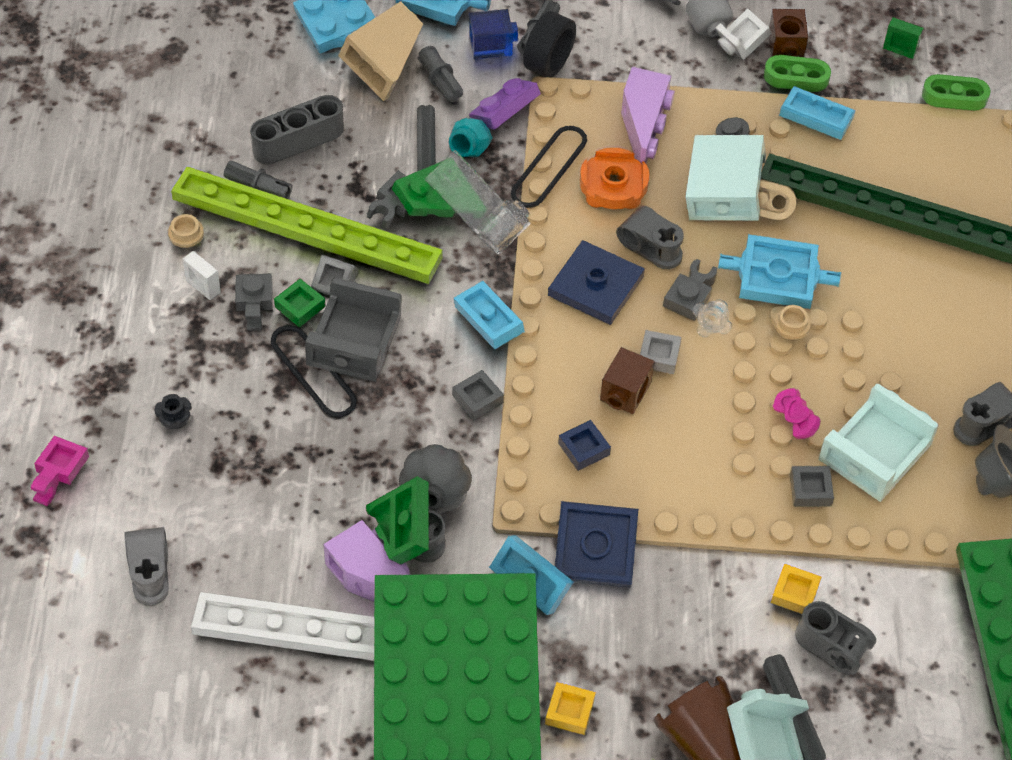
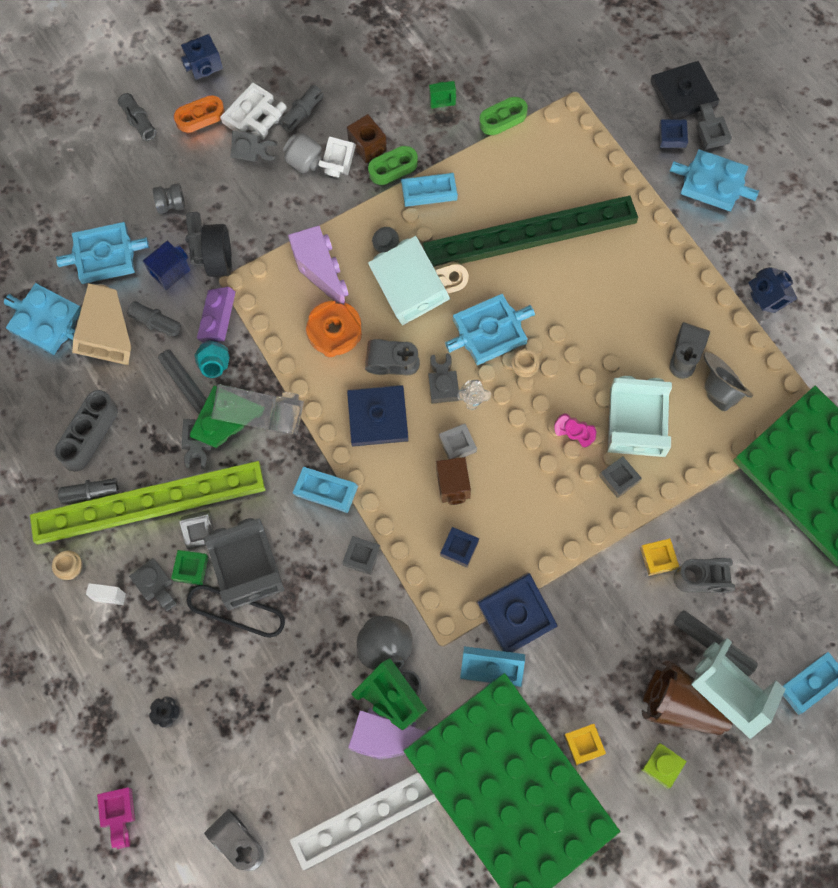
camera: 30 degrees left, 15 degrees up
(560, 173) = (270, 346): black piece -> none

